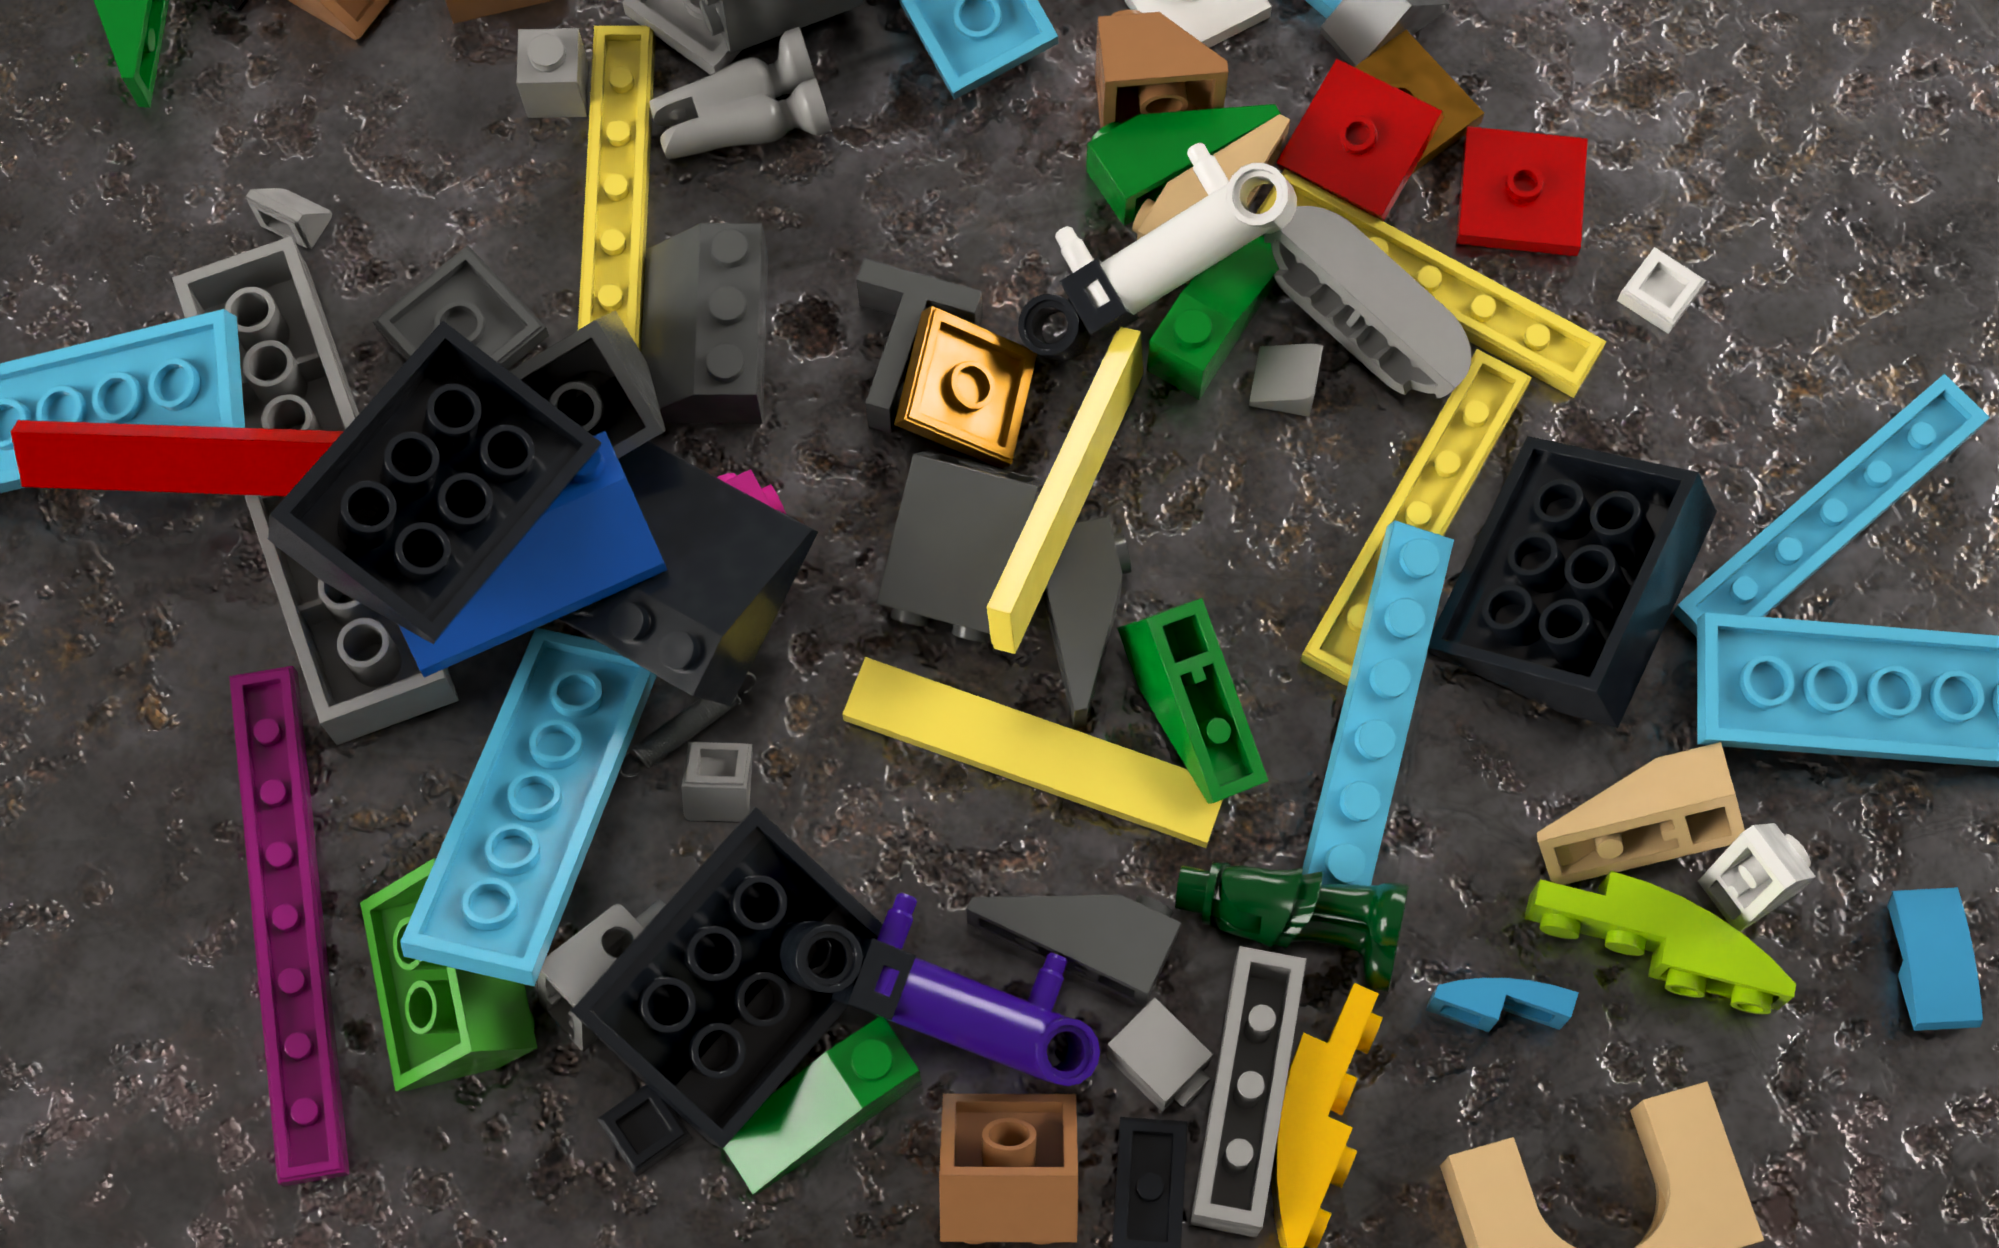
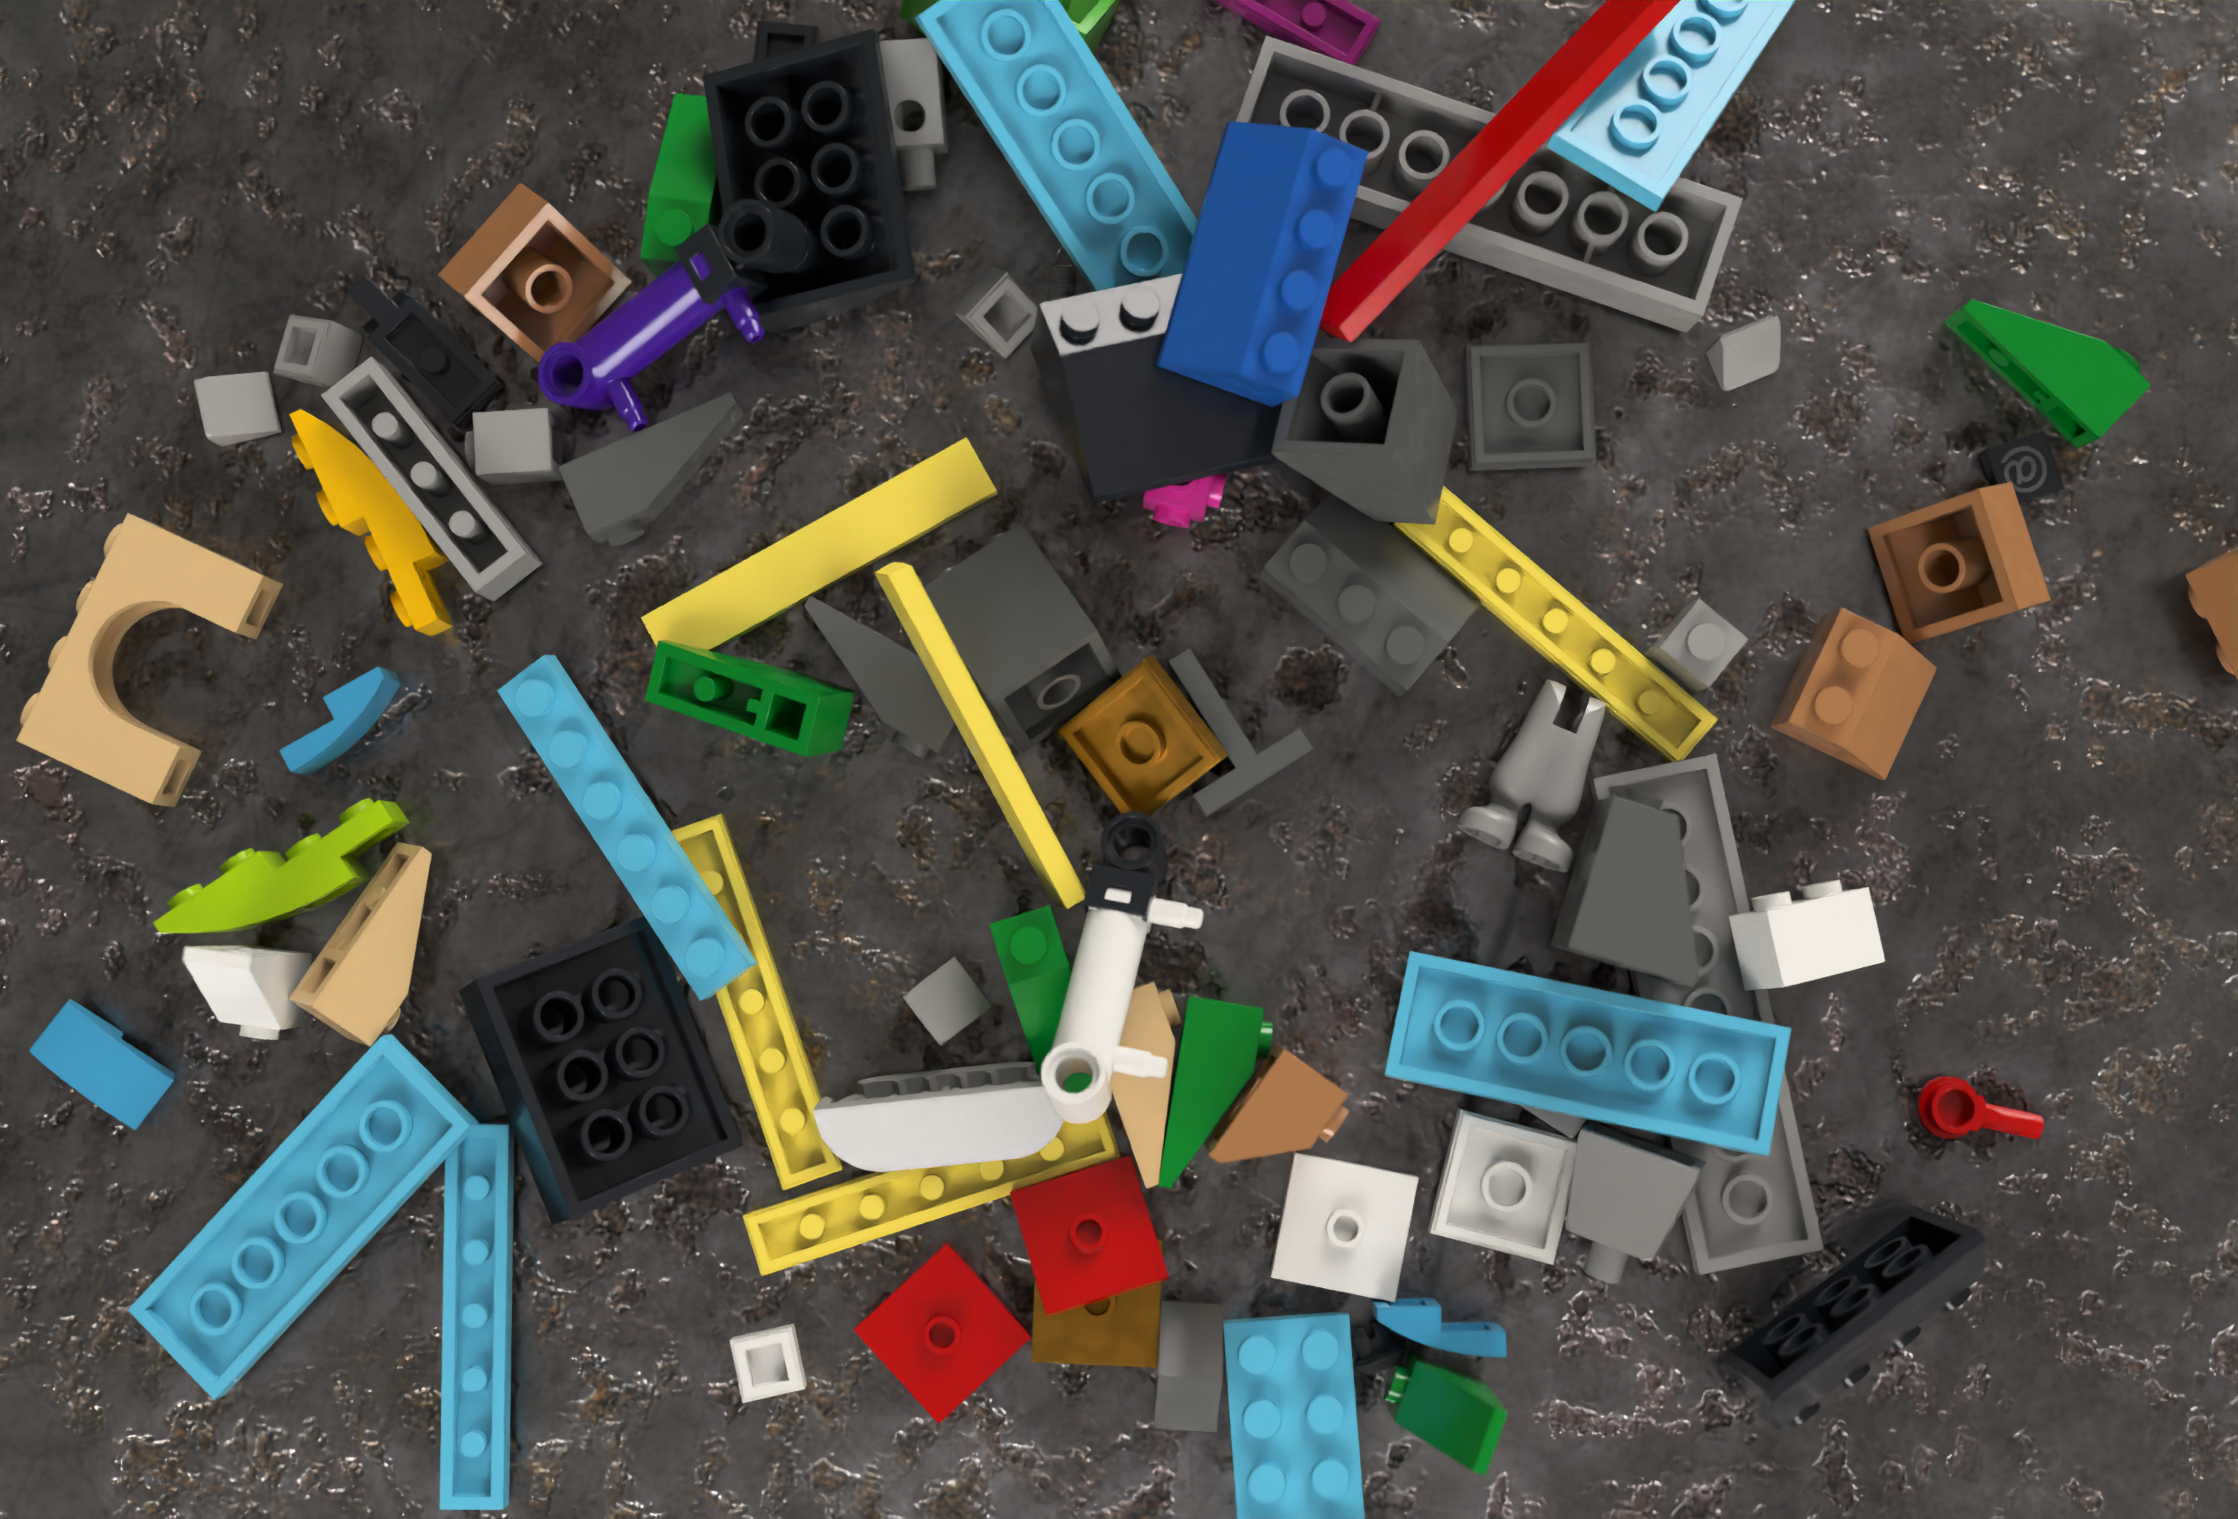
camera: 130 degrees right, 15 degrees up
(431, 485) = (1344, 216): black slope -> none
(1298, 908) = (532, 627): dark green piece -> none

